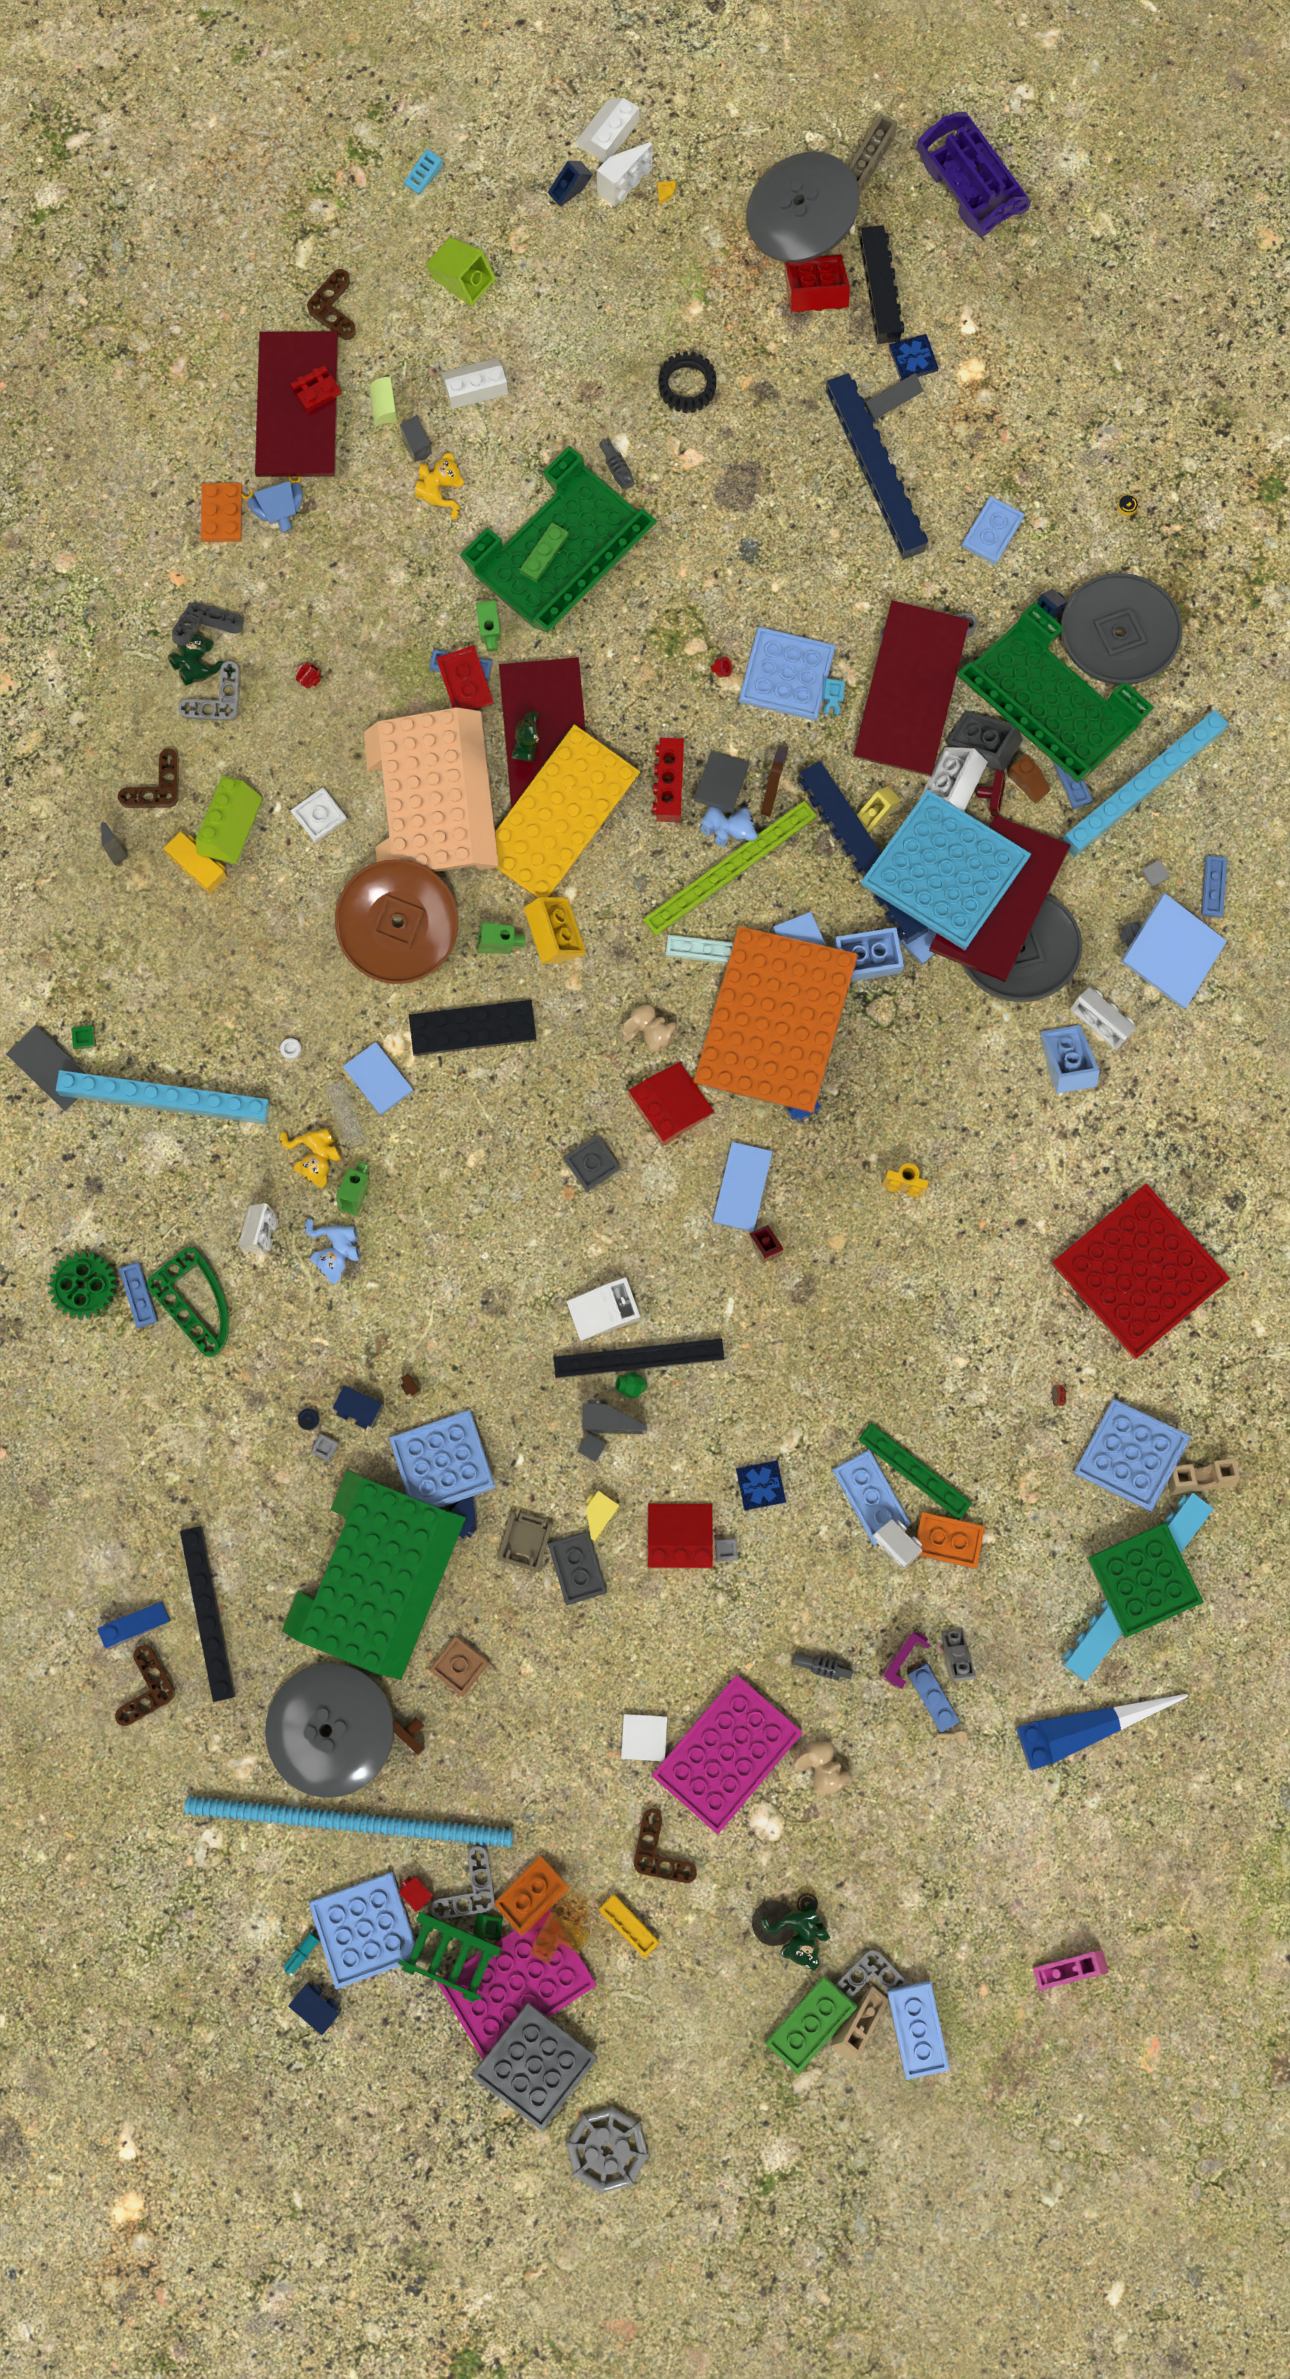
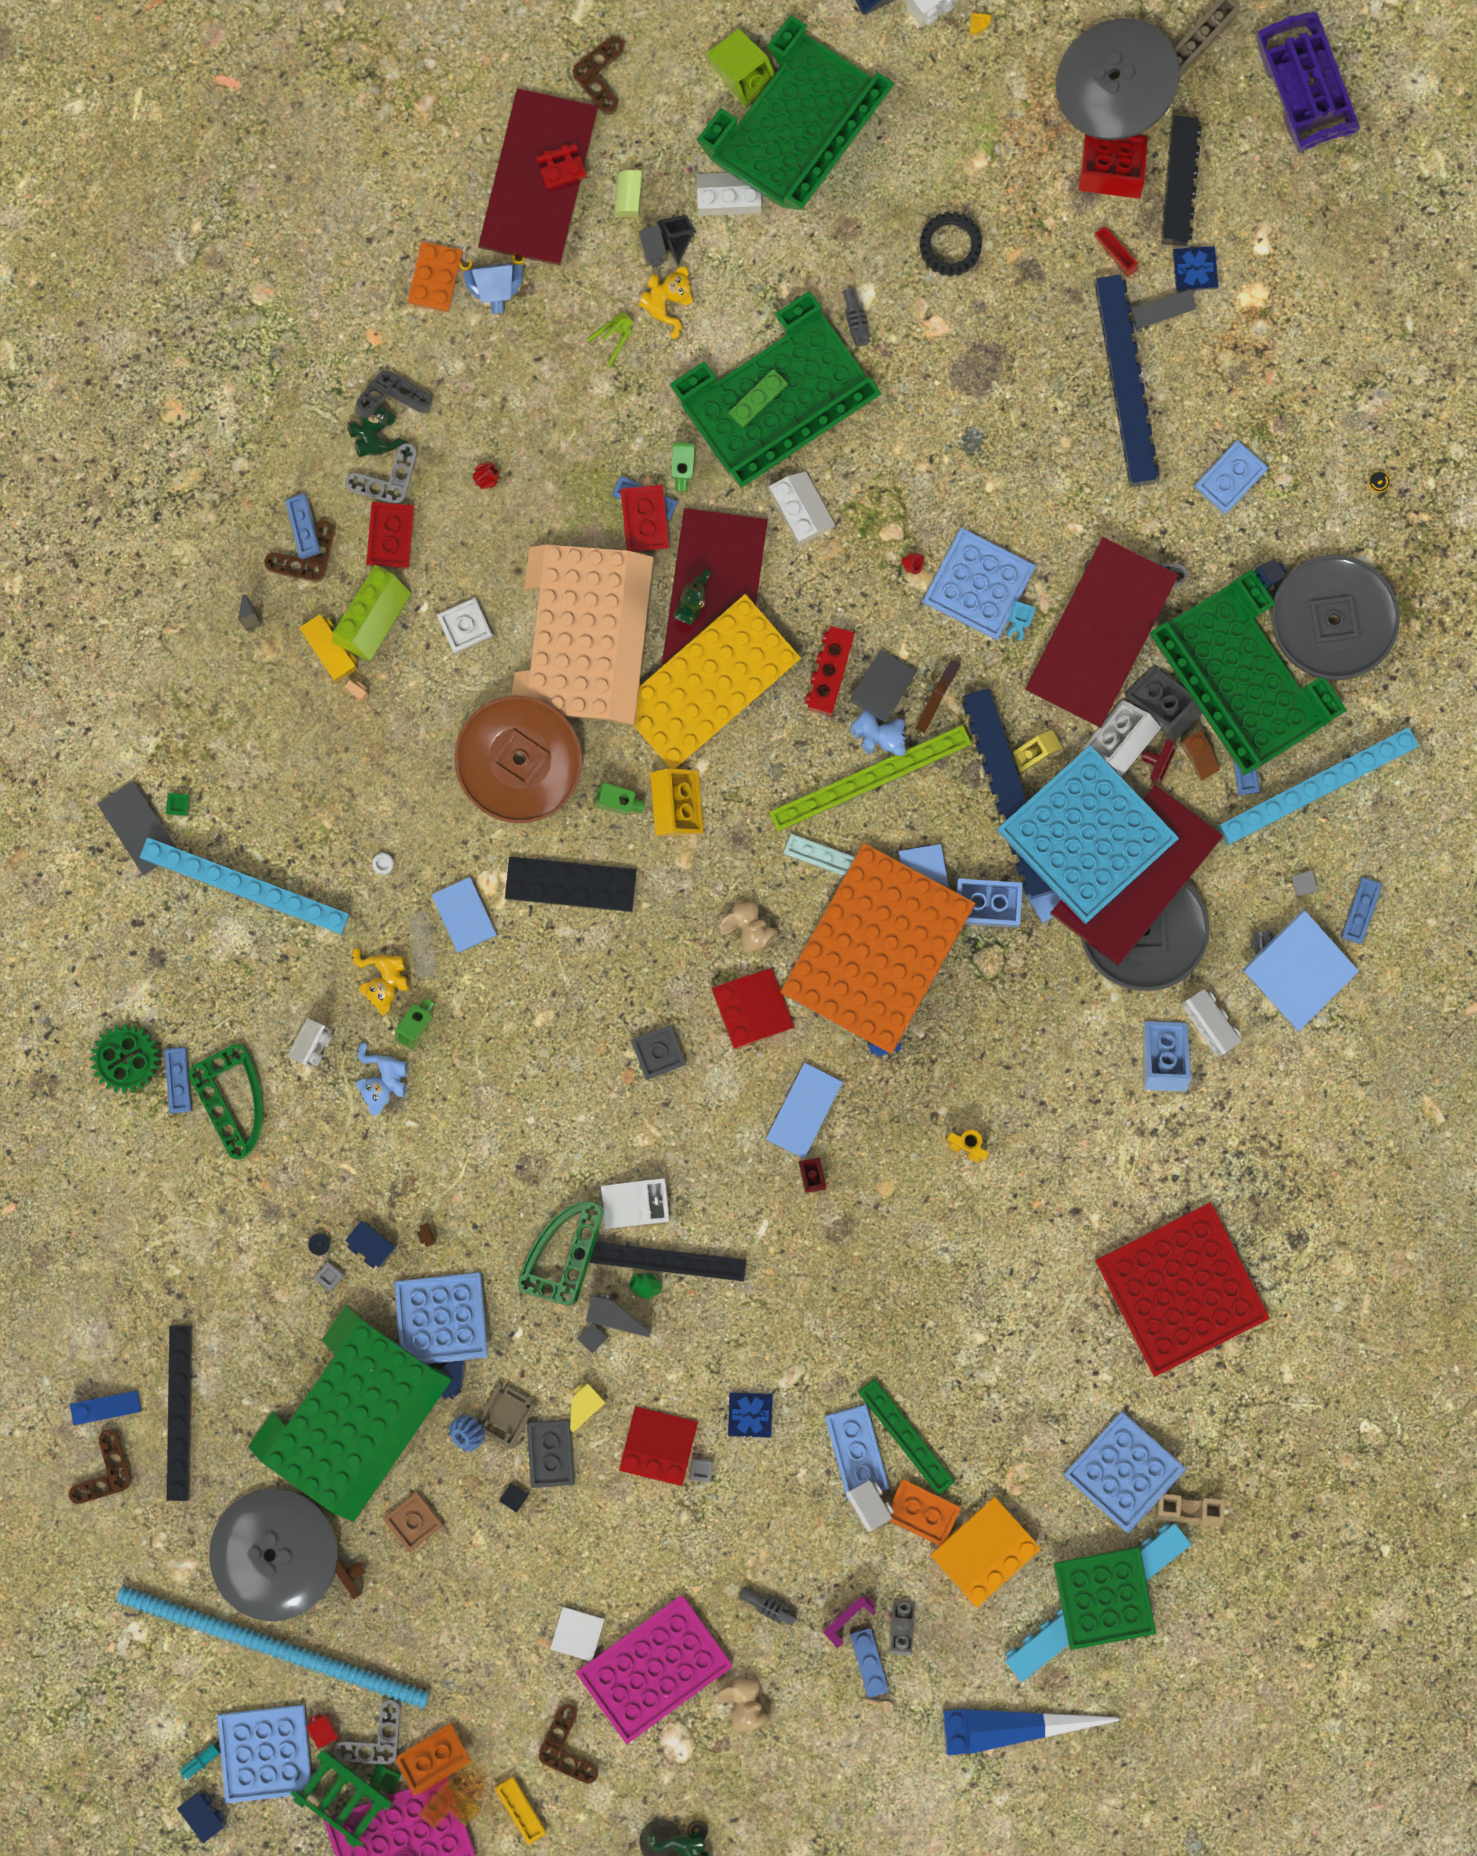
camera: 15 degrees right, 5 degrees up
(147, 758) = (303, 526): none -> medium blue tile
(230, 894) = (357, 690): none -> light nougat plate
(231, 748) = (390, 535): none -> red plate
(401, 517) = (620, 325): none -> lime plant
(436, 427) = (676, 235): none -> black slope
(491, 1566) = (466, 1433): none -> medium blue gear
(522, 302) = (798, 120): none -> green slope
(551, 1619) = (513, 1497): none -> black tile
(556, 1379) = (572, 1262): none -> green beam
(606, 641) = (801, 507): none -> white slope
(839, 357) = (1116, 251): none -> red piece
(1019, 1563) = (985, 1551): none -> light orange slope
(1058, 1395) = (1067, 1395): clear red tile -> none

